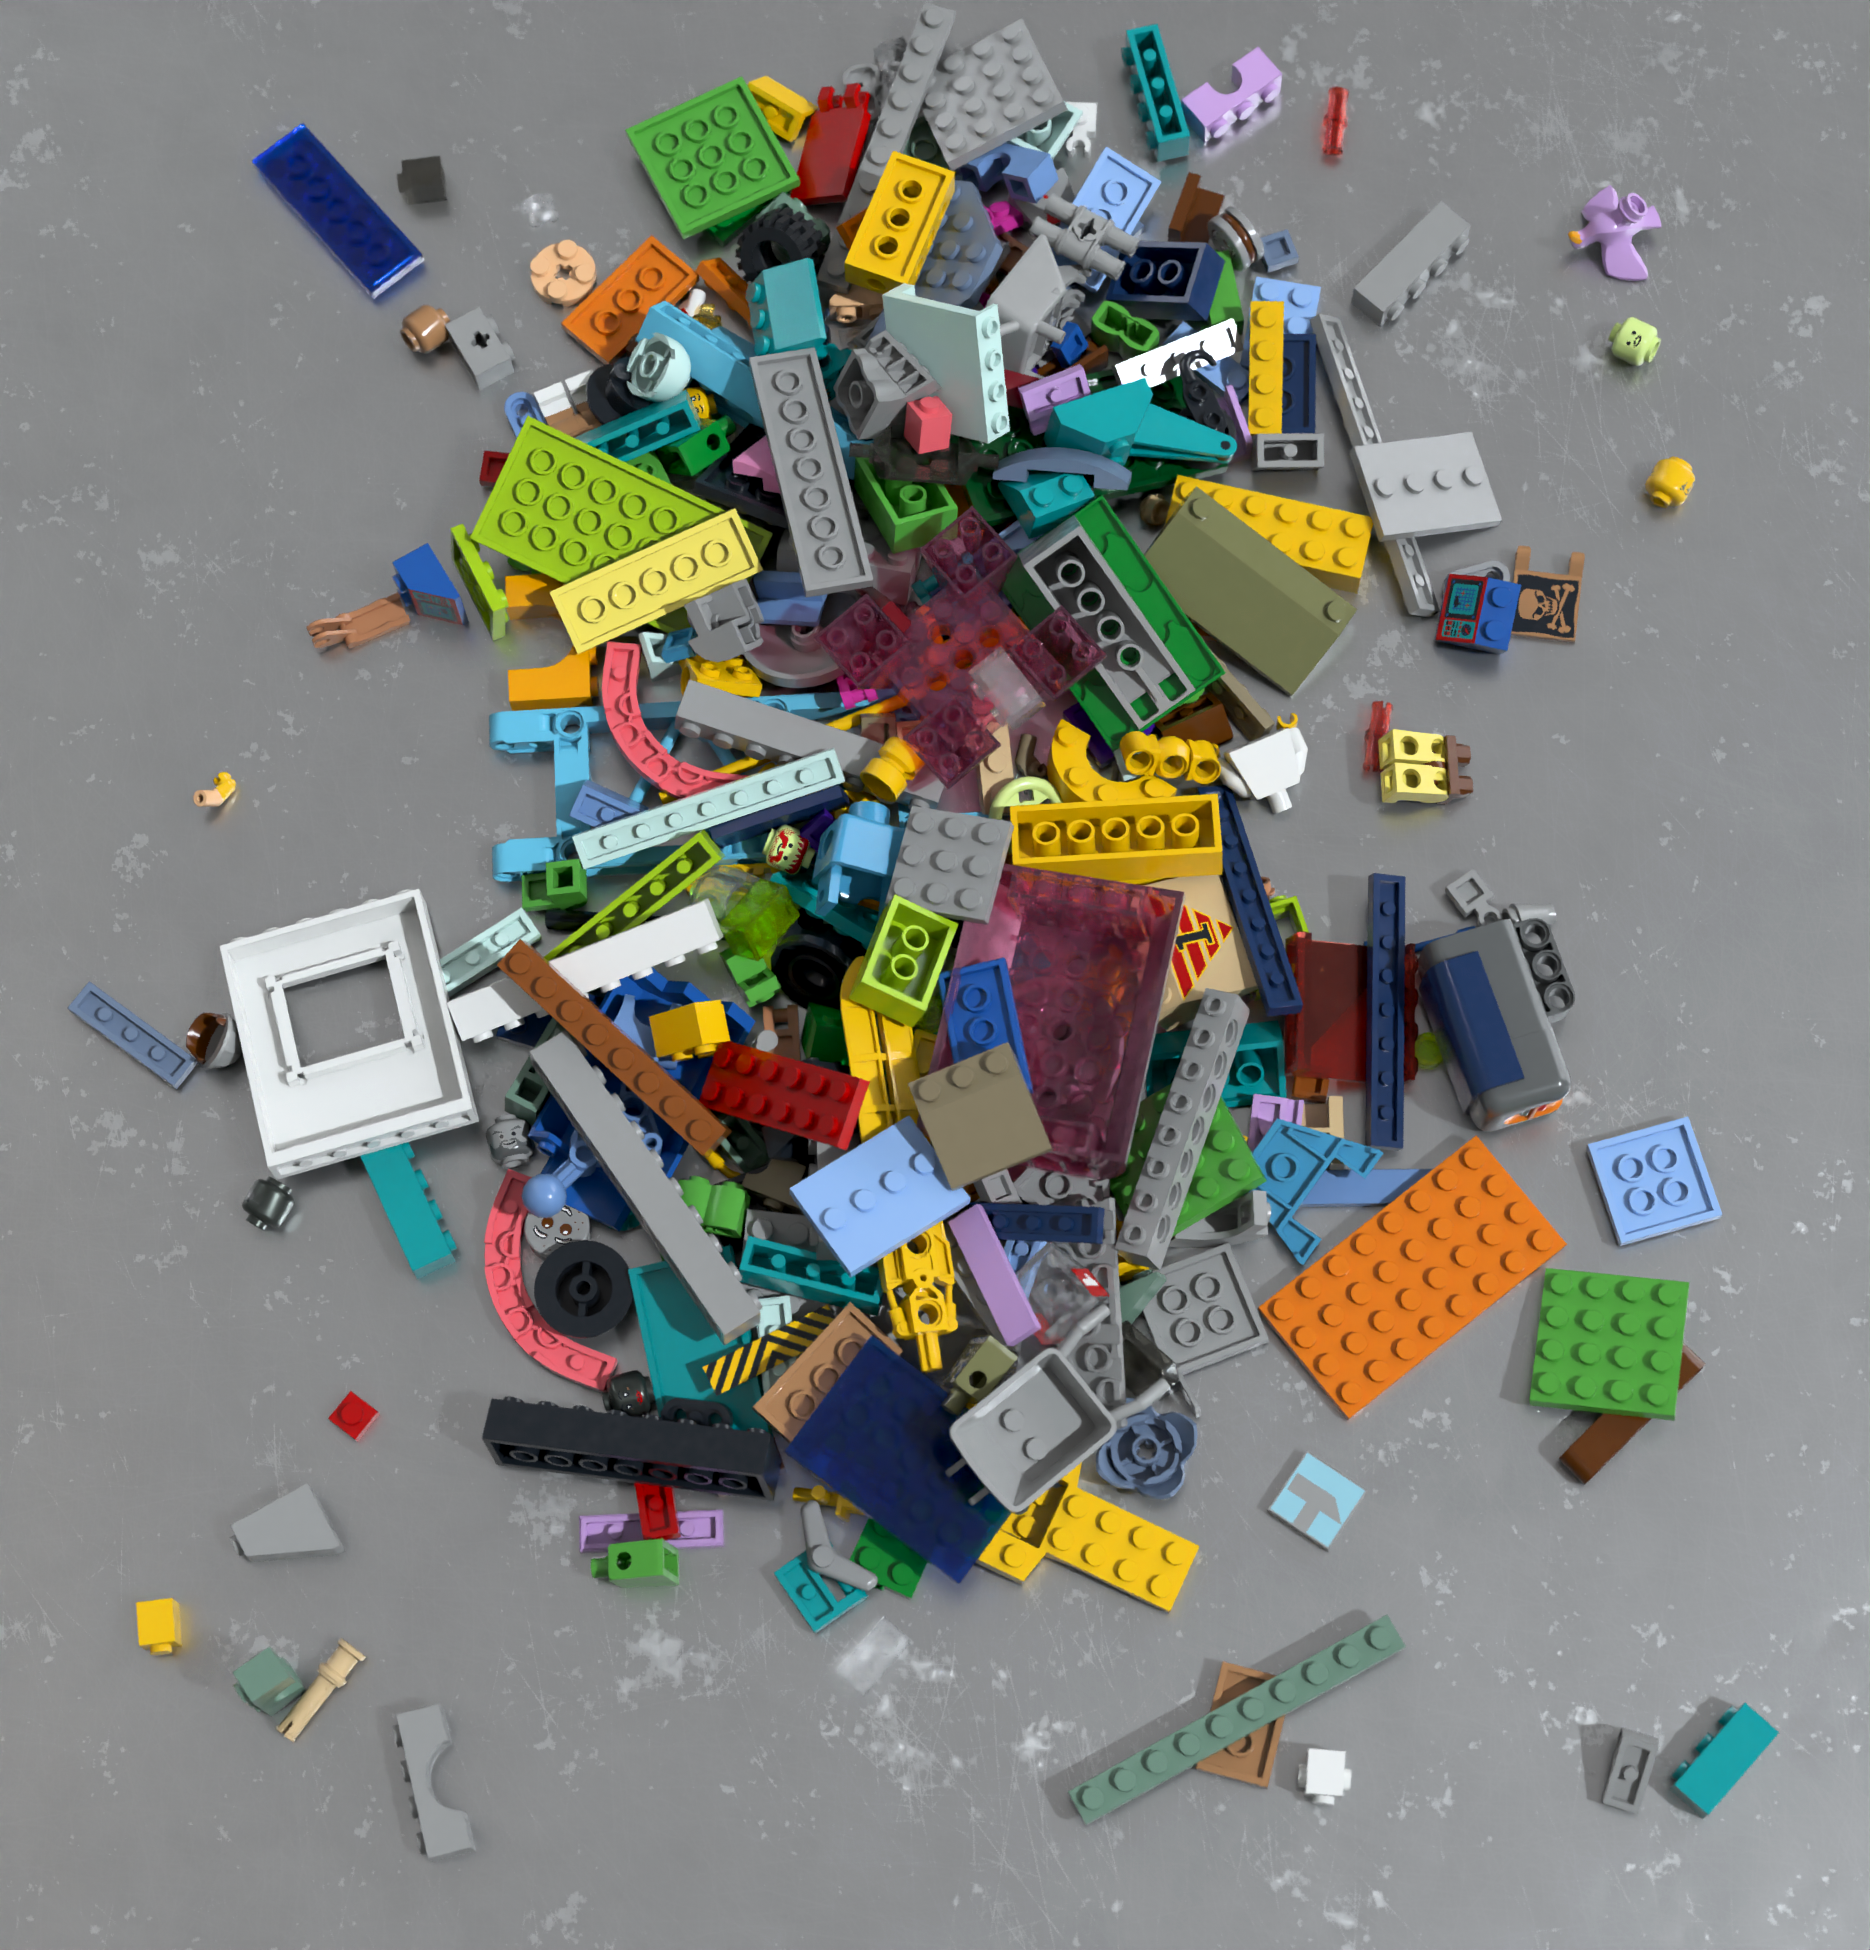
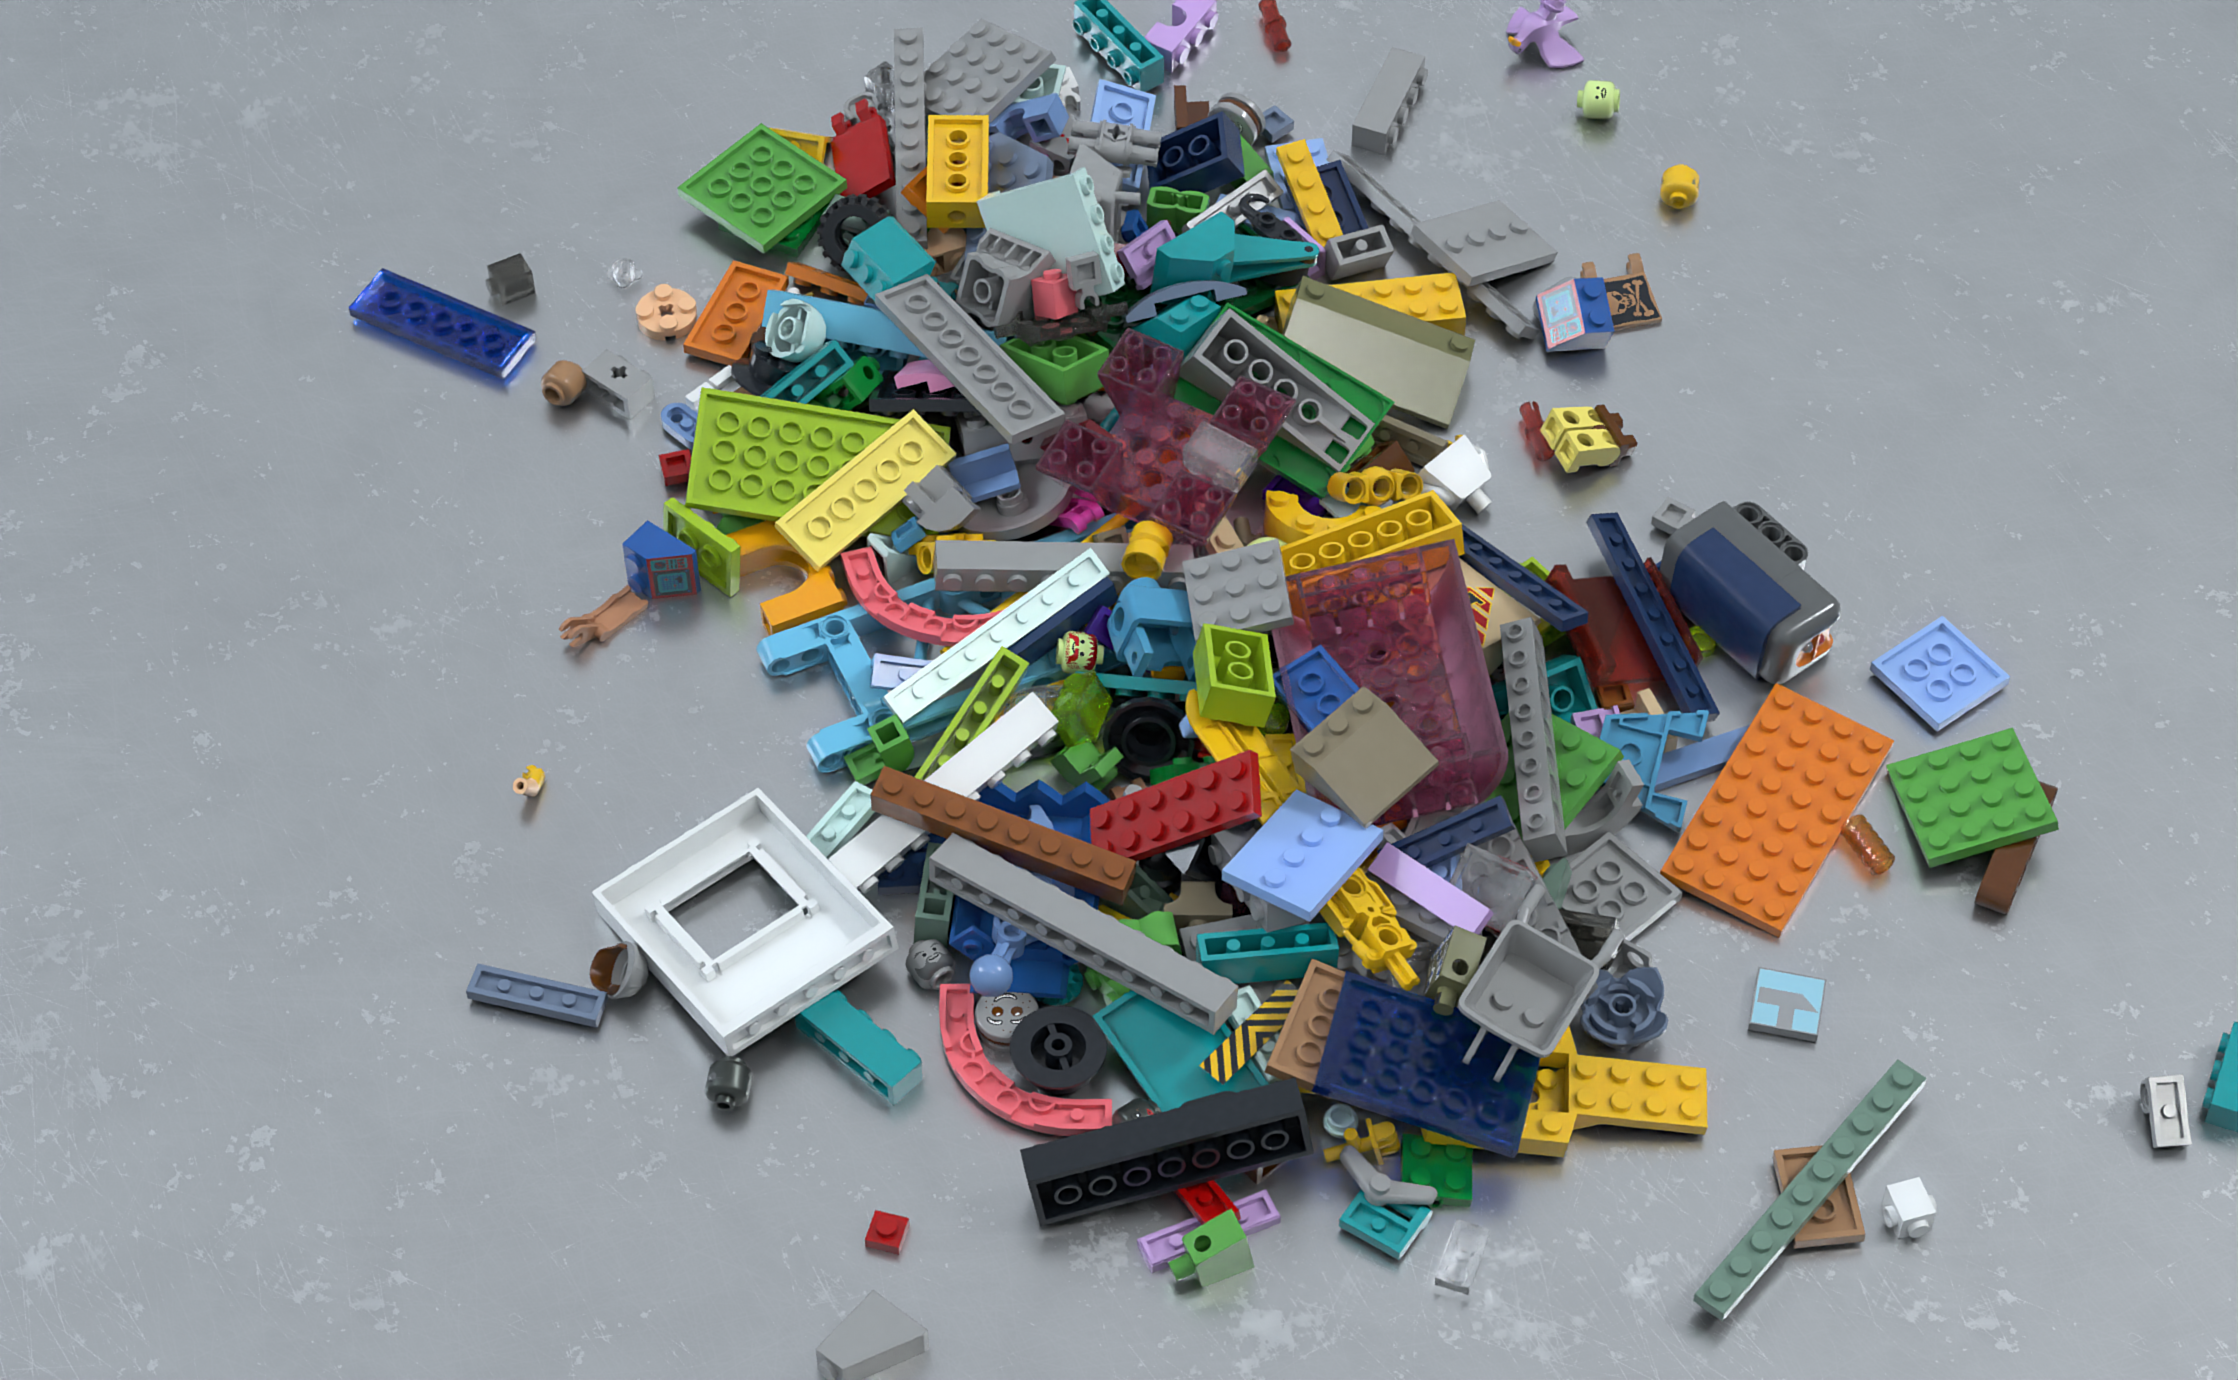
camera: 25 degrees left, 20 degrees down
(690, 1030) = (1064, 802): yellow brick -> none
(959, 419) = (1082, 275): none -> light grey plate
(1481, 1353) = (1867, 844): none -> clear orange piece

